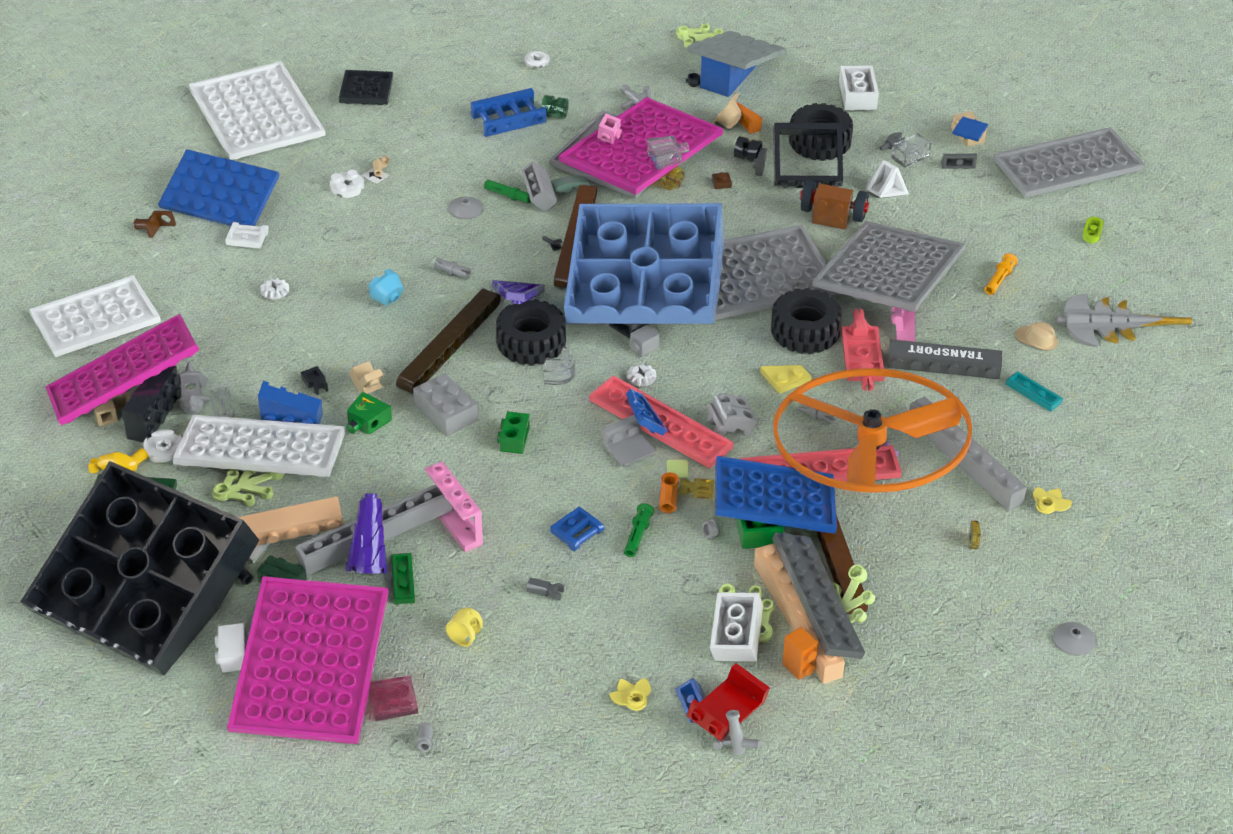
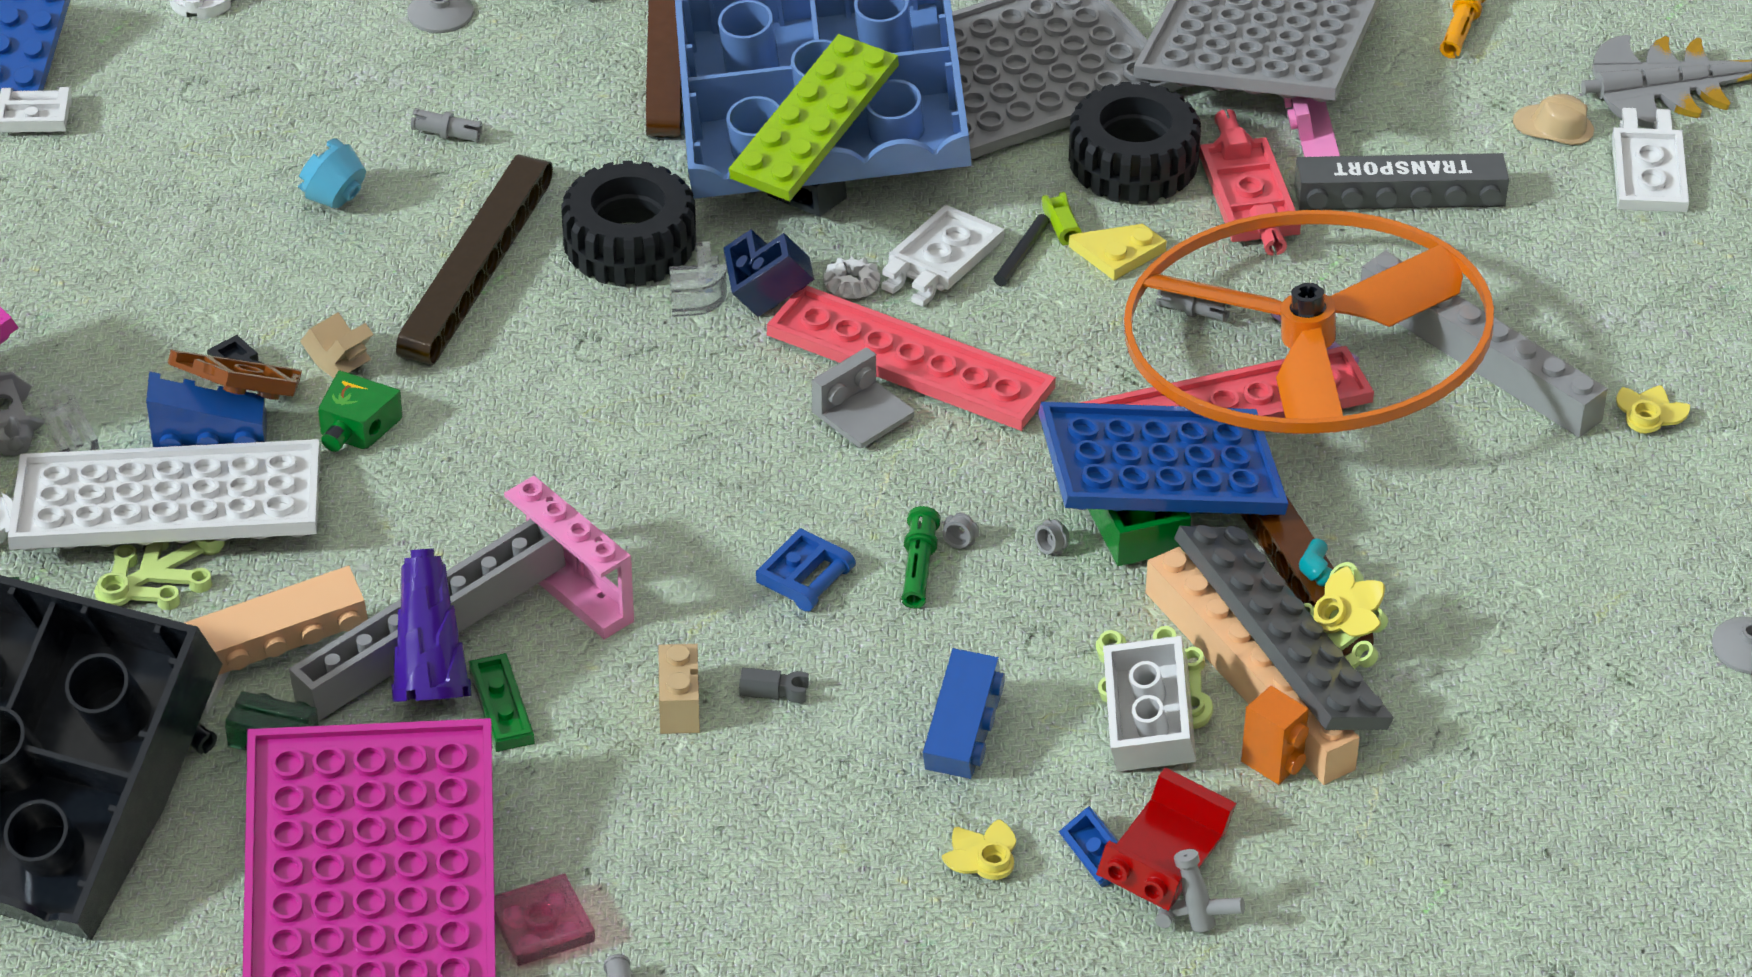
camera: 10 degrees left, 0 degrees up
(232, 645) = (214, 869): white brick -> none
(270, 293) = (103, 209): white gear -> none
(311, 388) = (238, 374): none -> dark orange wing
(445, 404) = (501, 375): light grey brick -> none
(463, 624) = (640, 766): light yellow helmet -> none
(494, 584) = (678, 688): none -> tan piece
(514, 432) = (643, 410): green brick -> none
(517, 291) = (595, 150): dark purple wing -> none
(555, 244) = (628, 59): black hand -> none
(594, 366) = (766, 273): none -> dark blue brick
(633, 288) = (813, 117): none -> lime plate
(638, 618) = (963, 713): none -> blue wedge
(644, 340) = (843, 214): light grey brick -> none
(644, 413) = (882, 343): blue wing -> none
(663, 518) = (954, 536): none -> light grey plate
(669, 492) = (959, 480): orange piece -> none
(678, 467) = (961, 438): yellowish green sticker -> none
(690, 367) = (940, 253): none -> white tile
(700, 488) = (1013, 467): clear yellow plate -> none
(731, 413) = (1039, 327): light grey hips -> none
(741, 364) = (1021, 250): none -> black bar
(759, 356) = (1060, 216): none -> lime bar
(843, 562) = (1313, 564): none -> teal arm
(857, 586) = (1353, 600): none -> light yellow plate
(974, 535) = (1532, 485): clear yellow tile -> none
(1034, 391) = (1573, 219): teal tile -> none
(1082, 366) = (1649, 164): none -> white tile

